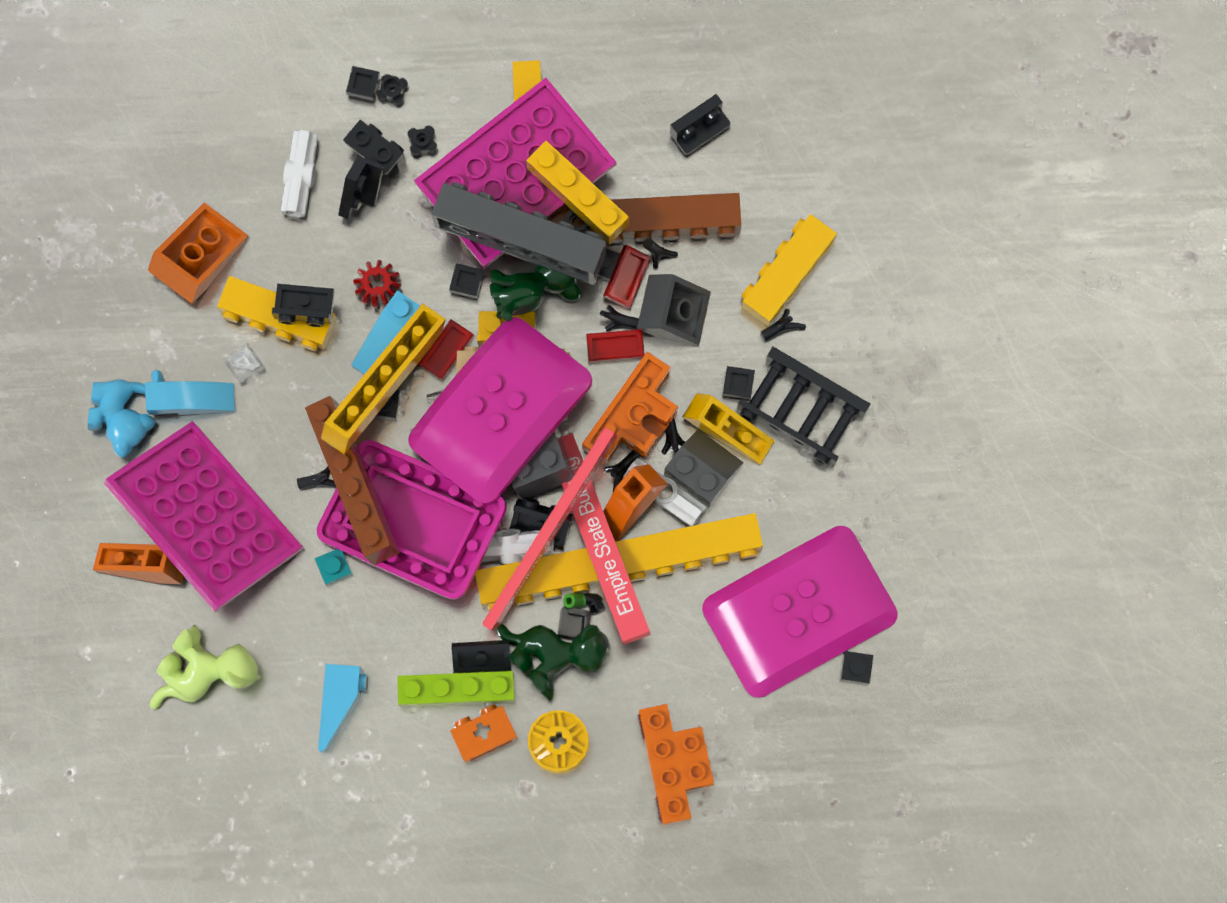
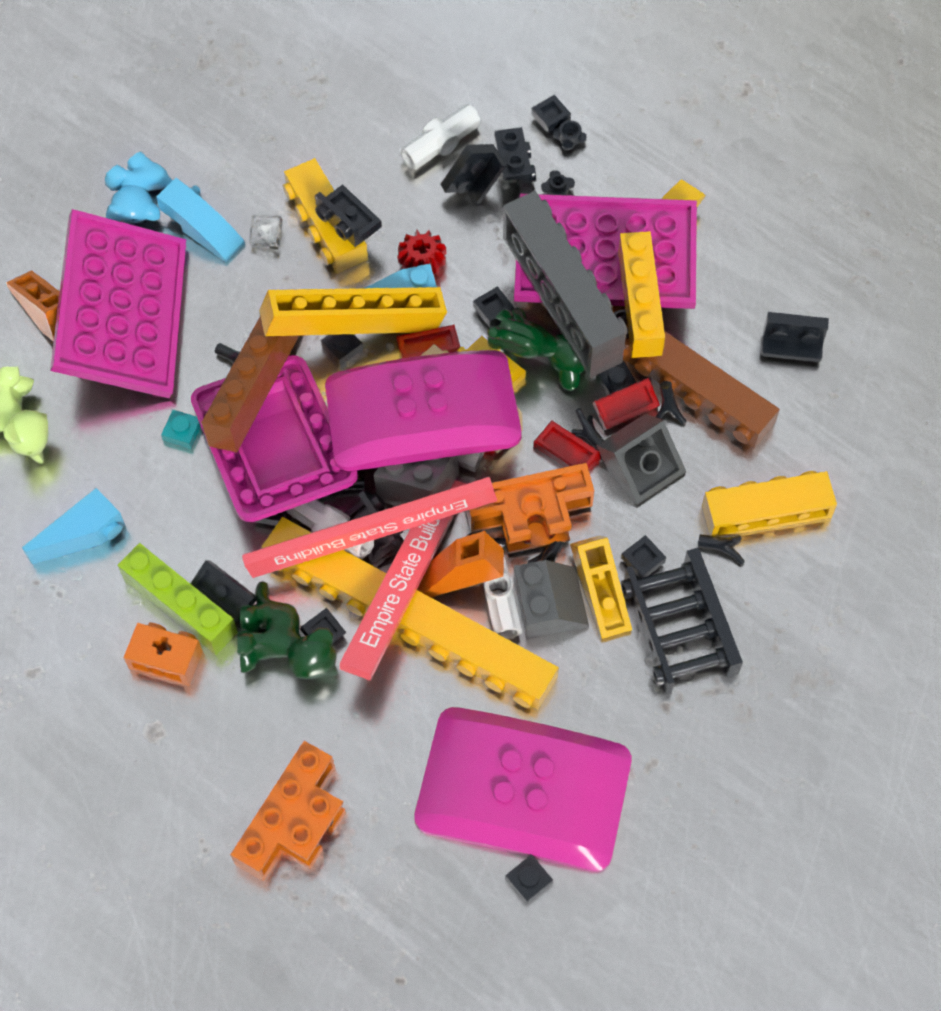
camera: 40 degrees right, 15 degrees down
(196, 252) = (309, 129): orange slope -> none
(569, 755) = (218, 727): yellow wheel -> none
(590, 600) = (345, 616): arm -> none

